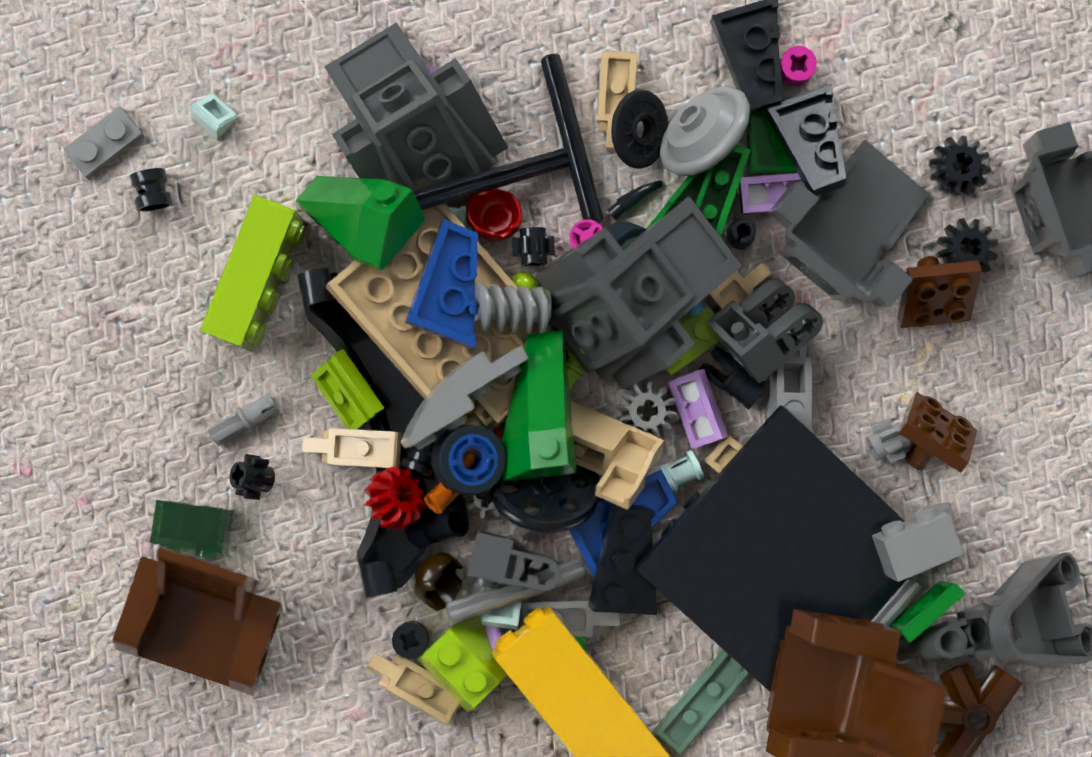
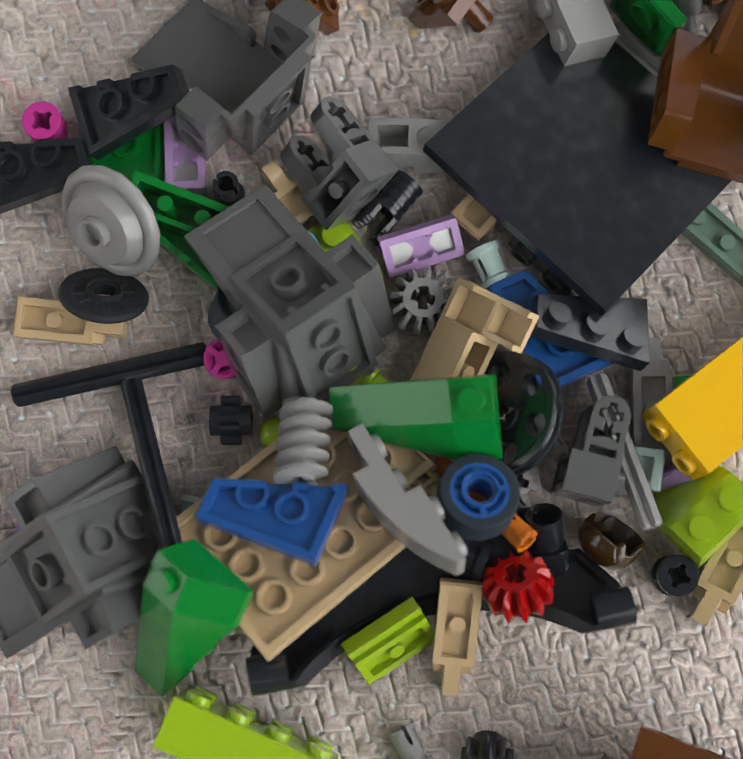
camera: 90 degrees left, 5 degrees down
(494, 214) = (192, 463): red hair -> none
(631, 198) = (182, 311): black helmet -> none
(887, 442) = (462, 46): light grey gear -> none

